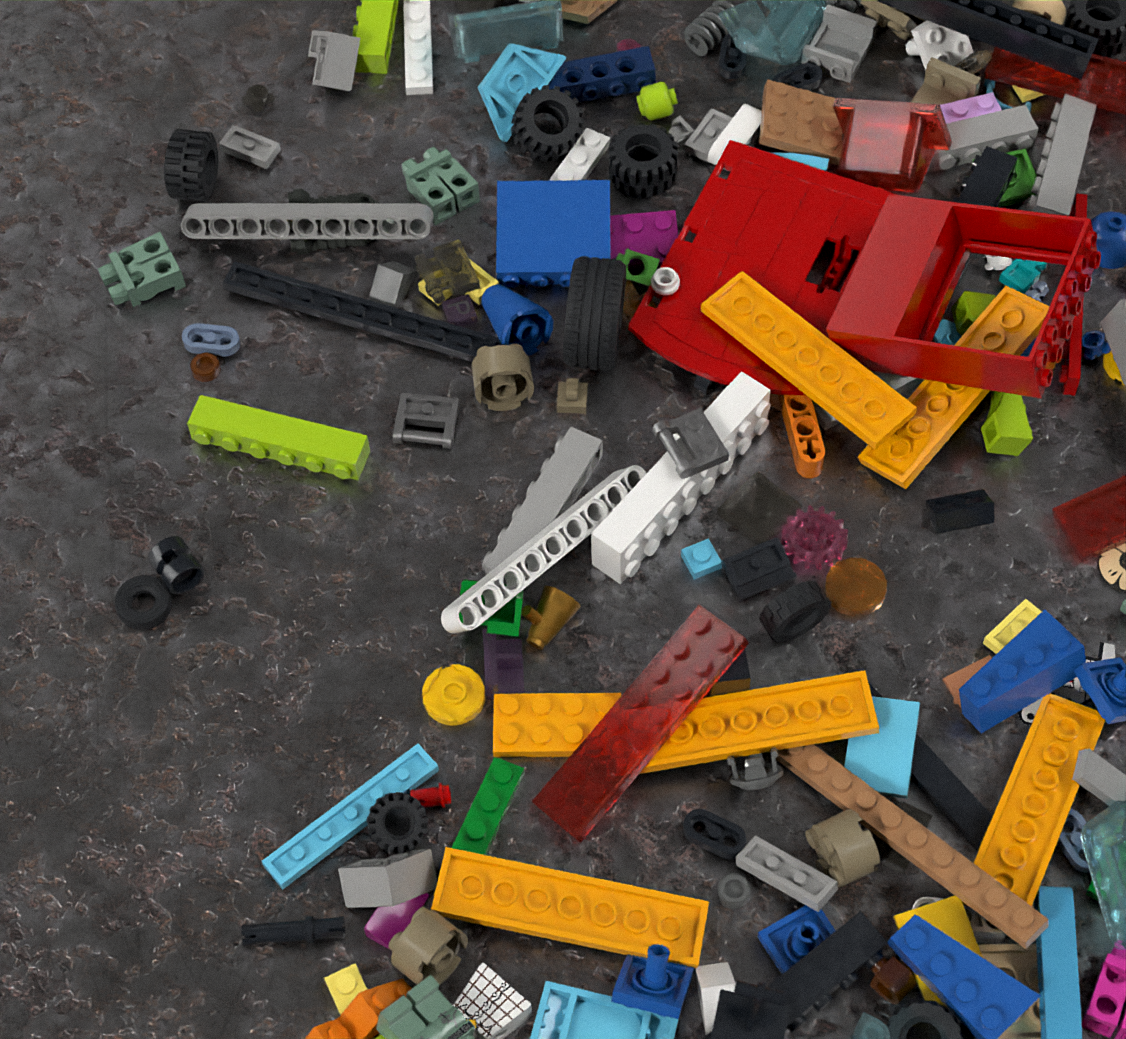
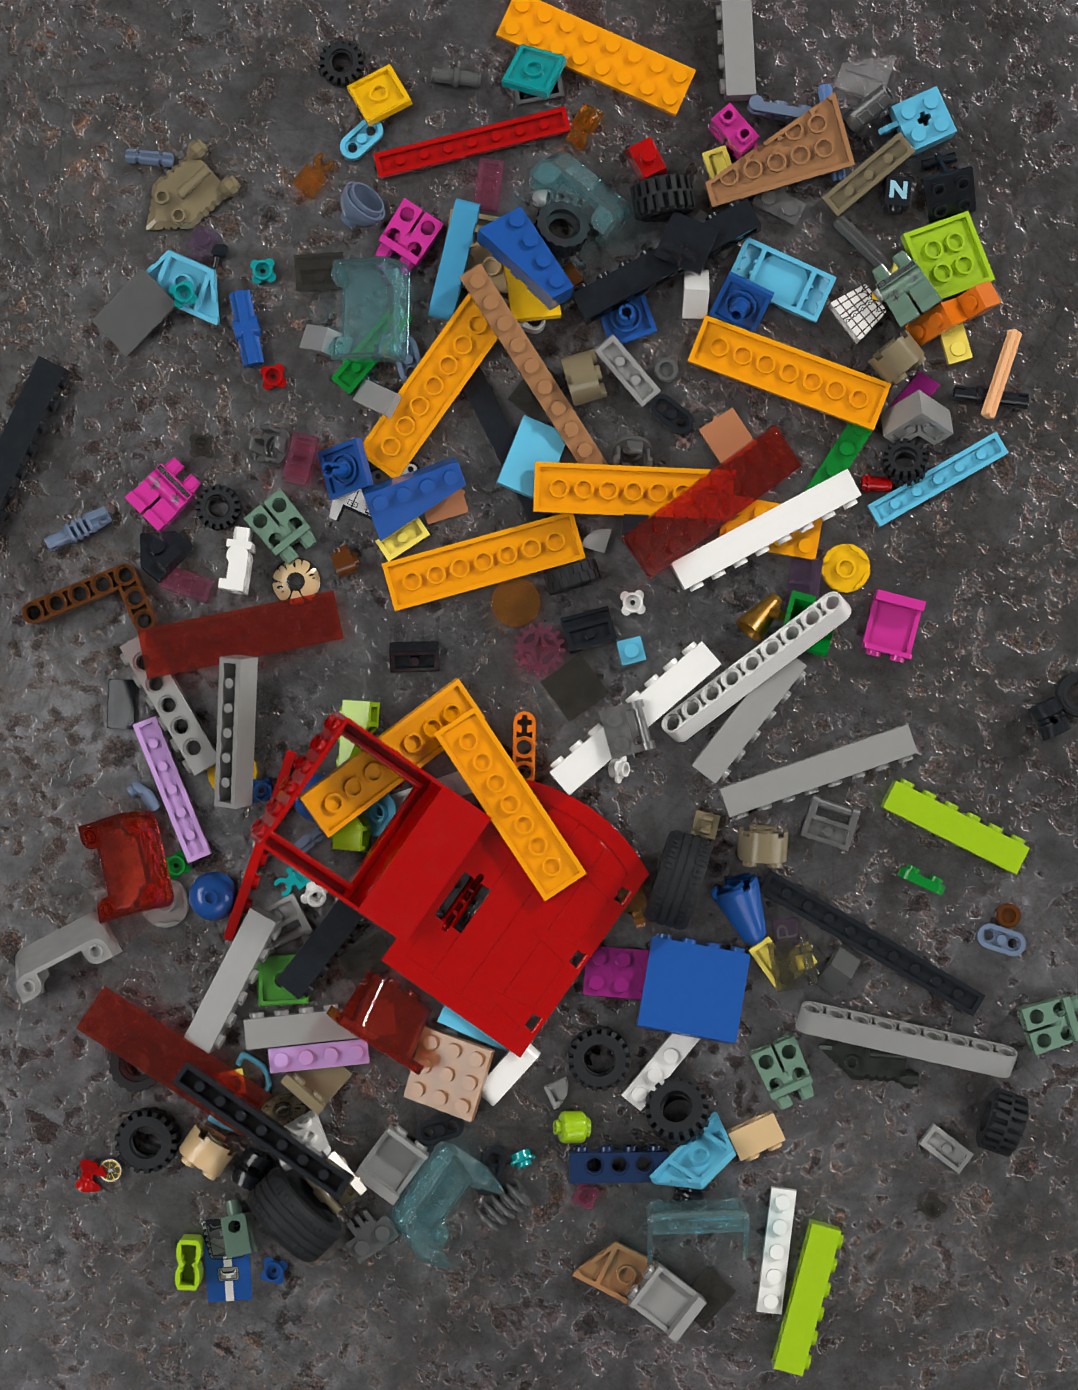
camera: 170 degrees left, 30 degrees up
(282, 957) = (1001, 374): none -> light nougat axle
(310, 379) = (912, 874): none -> green plate
(335, 59) = (856, 1235): light grey panel -> none
(384, 636) = (892, 625): none -> dark pink panel
(449, 467) = (818, 770): none -> light grey brick
(458, 124) = (756, 1136): none -> tan brick
(558, 709) = (766, 529): none -> white brick
(635, 824) = (725, 434): none -> nougat piece
(649, 266) = (627, 930): bright green brick -> none
(663, 275) = (610, 915): white plate -> none
(703, 68) = (522, 1159): none -> teal plate
(706, 134) = (532, 1081): light grey plate -> none
(716, 602) = (636, 596): none -> white plate
(773, 671) = (597, 540): none -> light grey tile
(911, 619) = (483, 561): none -> light orange plate
(1079, 591) = (345, 561): none -> reddish brown plate

